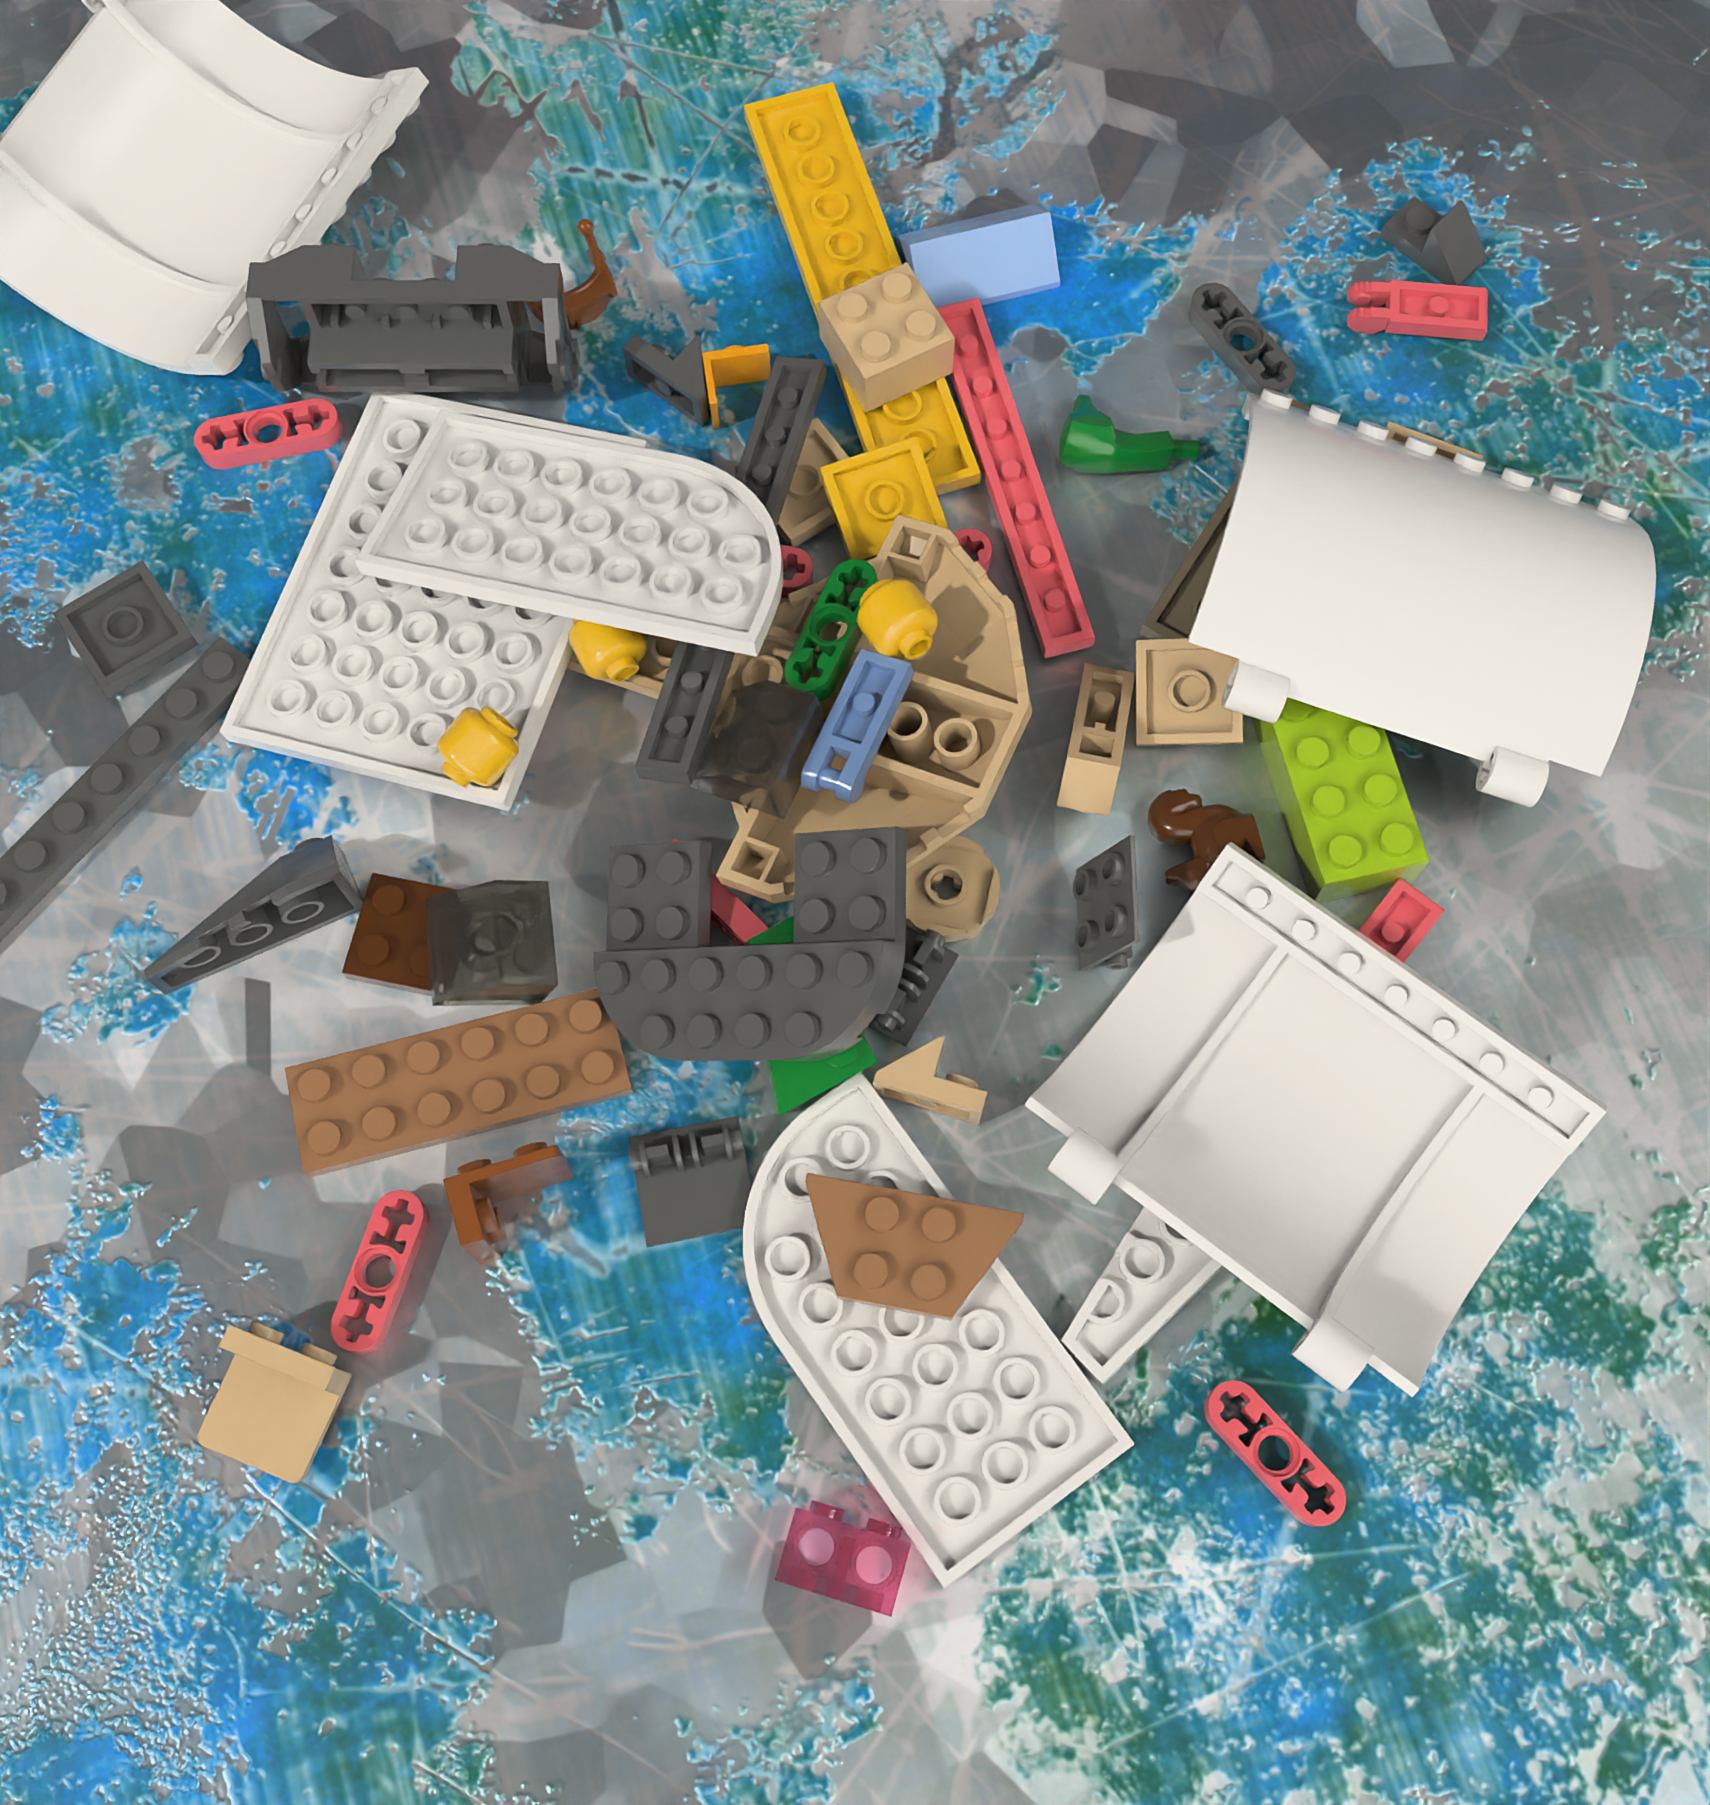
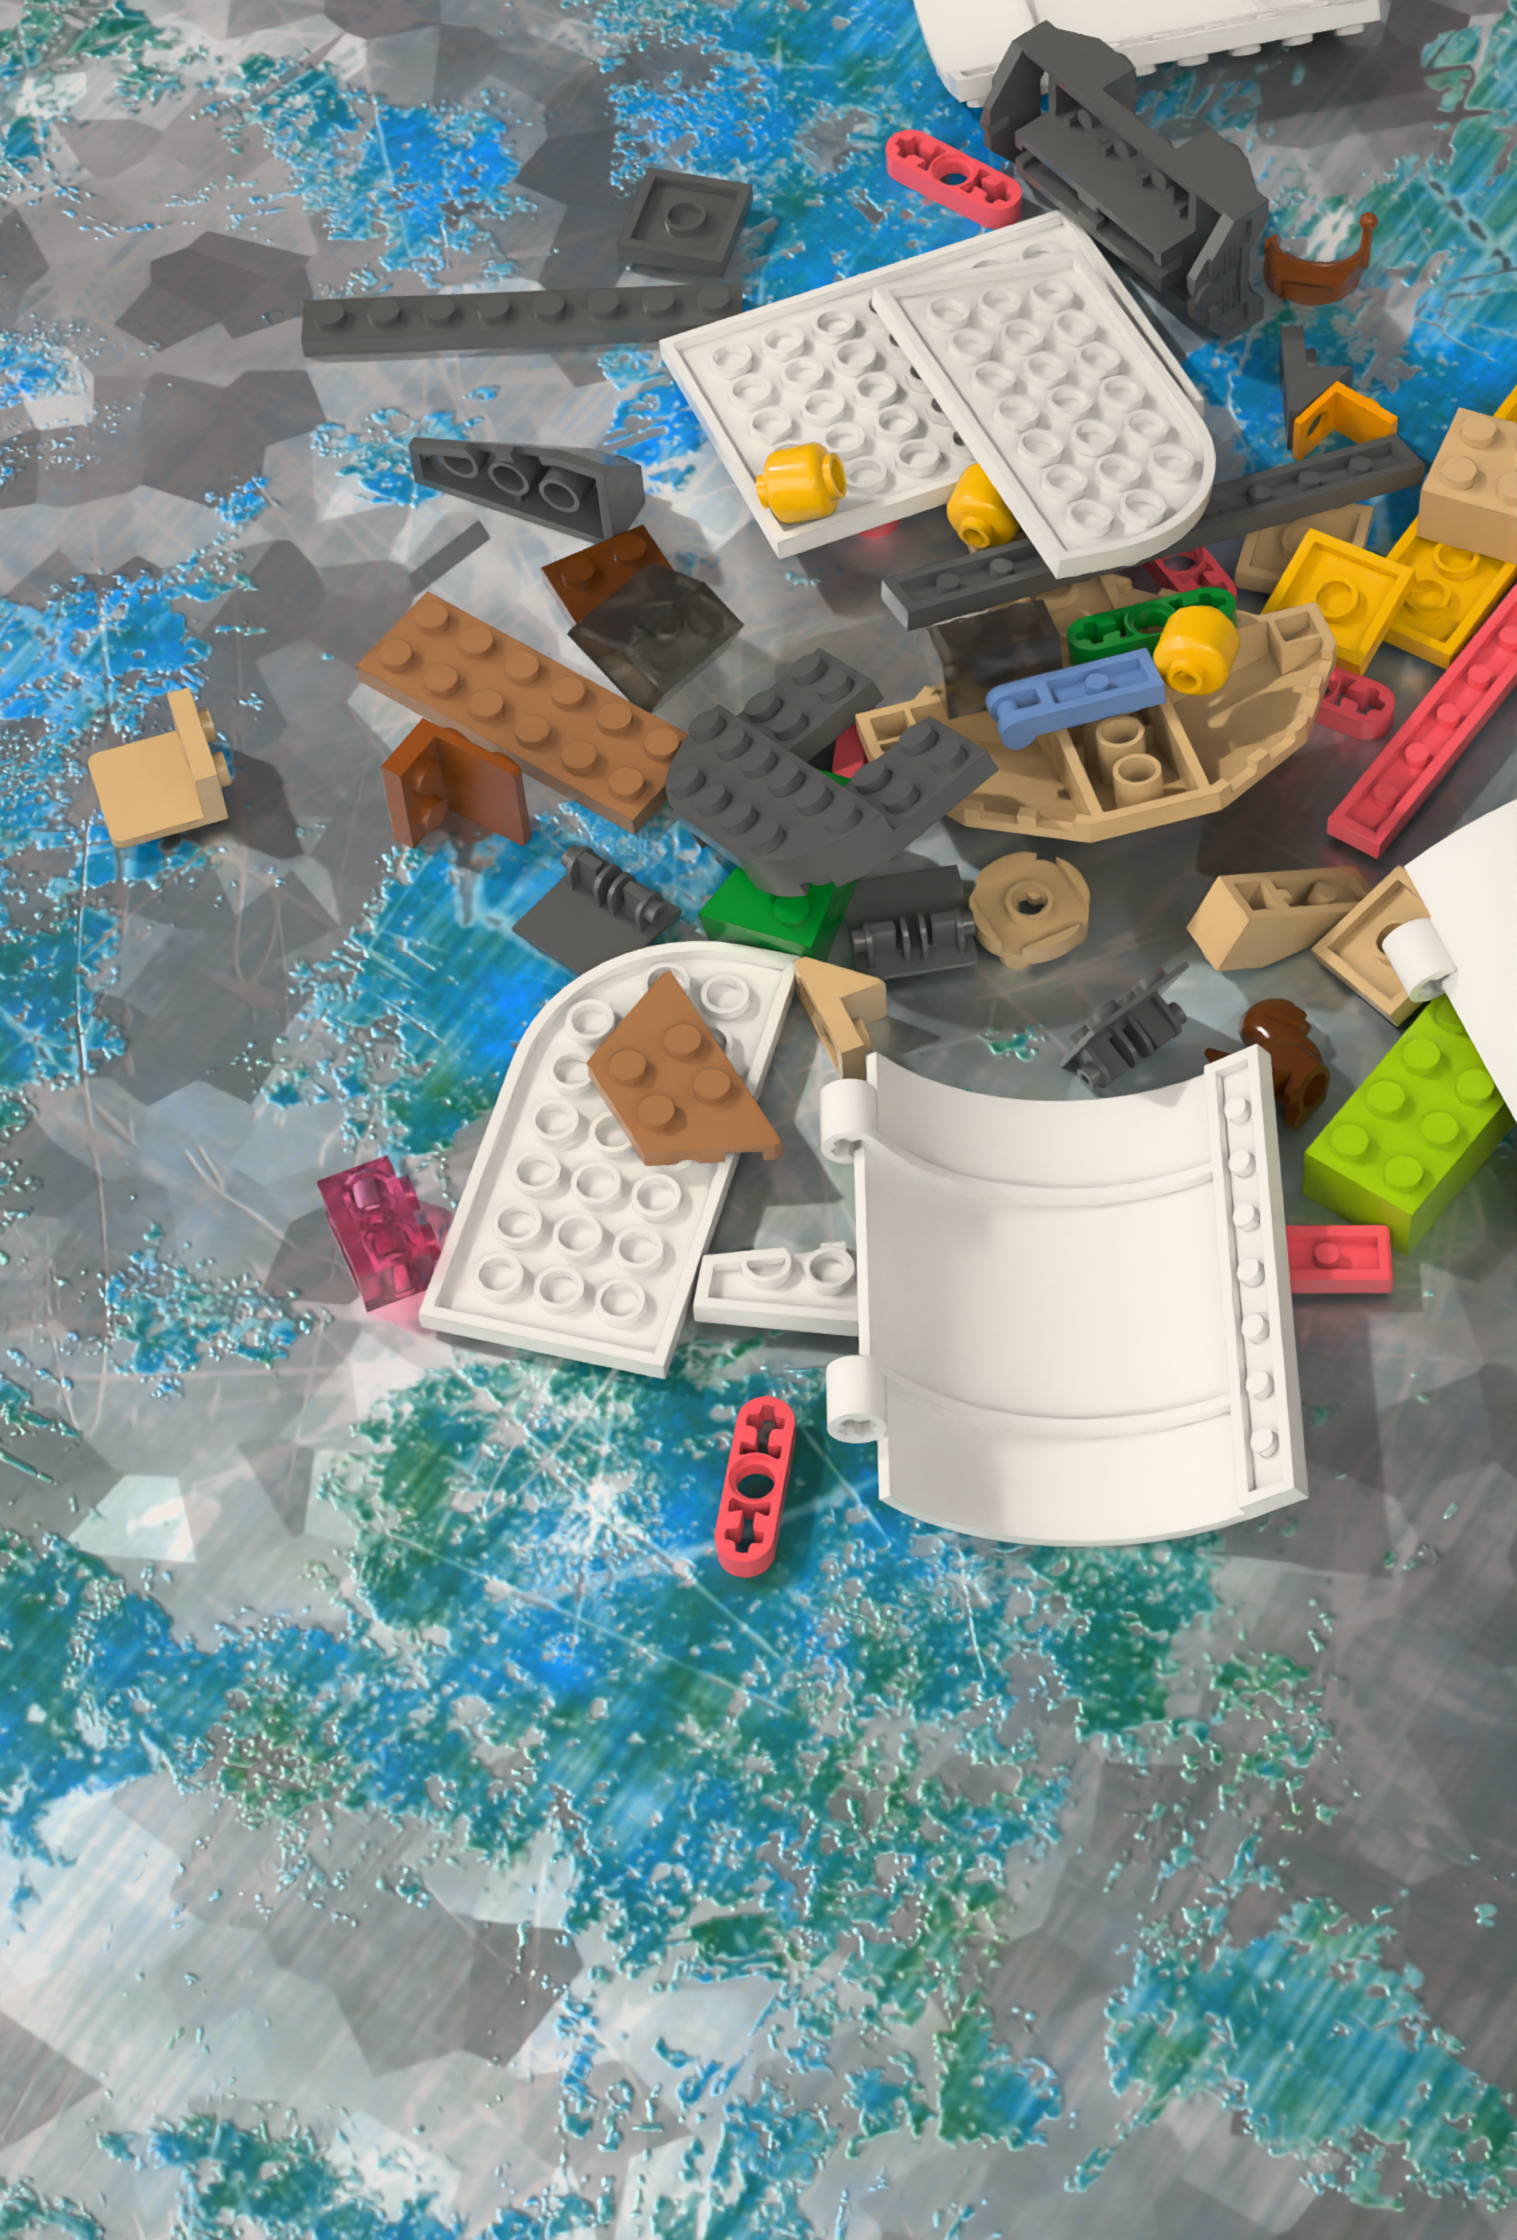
camera: 55 degrees right, 15 degrees down
(353, 1308) = (315, 795): coral beam -> none

